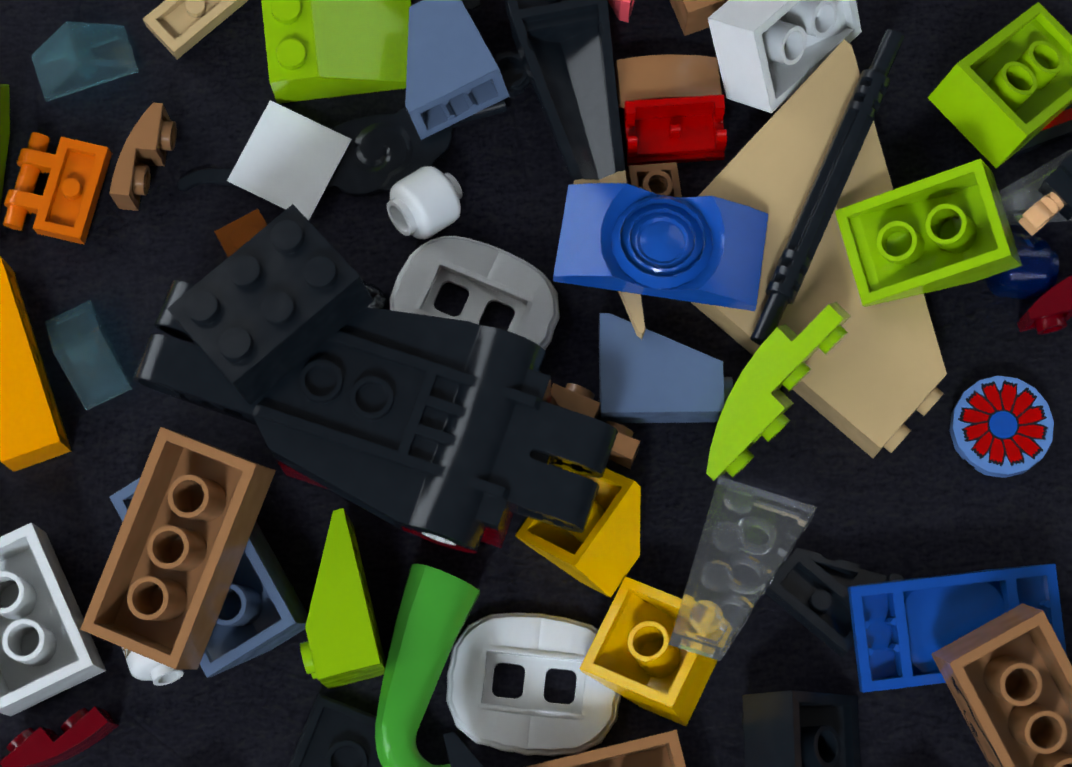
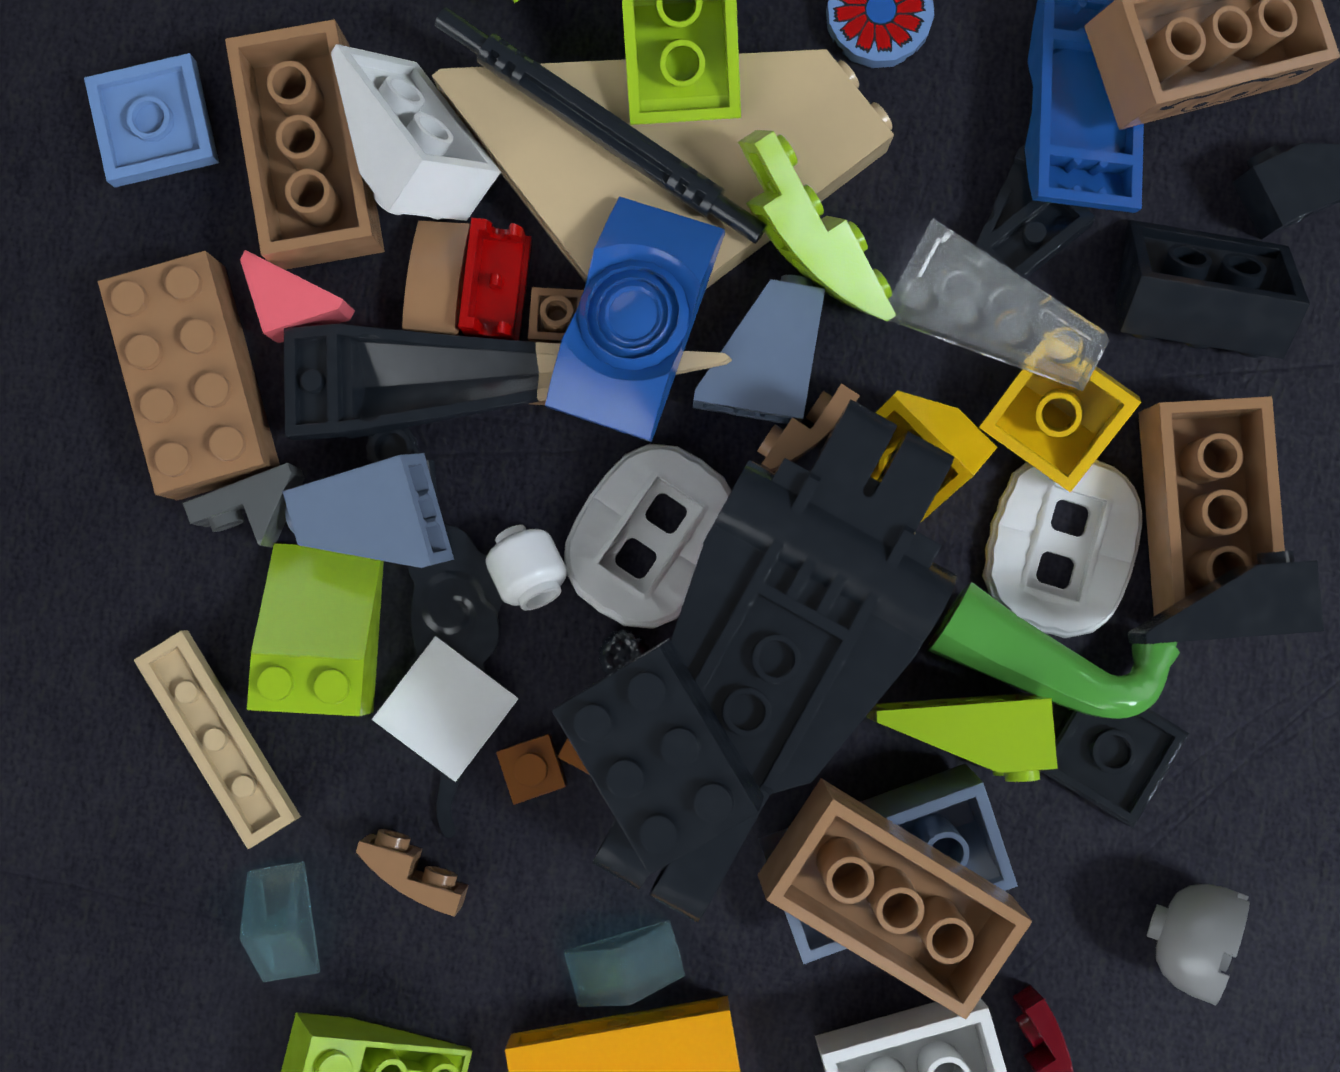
camera: 80 degrees left, 10 degrees up
(70, 191) = (432, 957): orange plate -> none

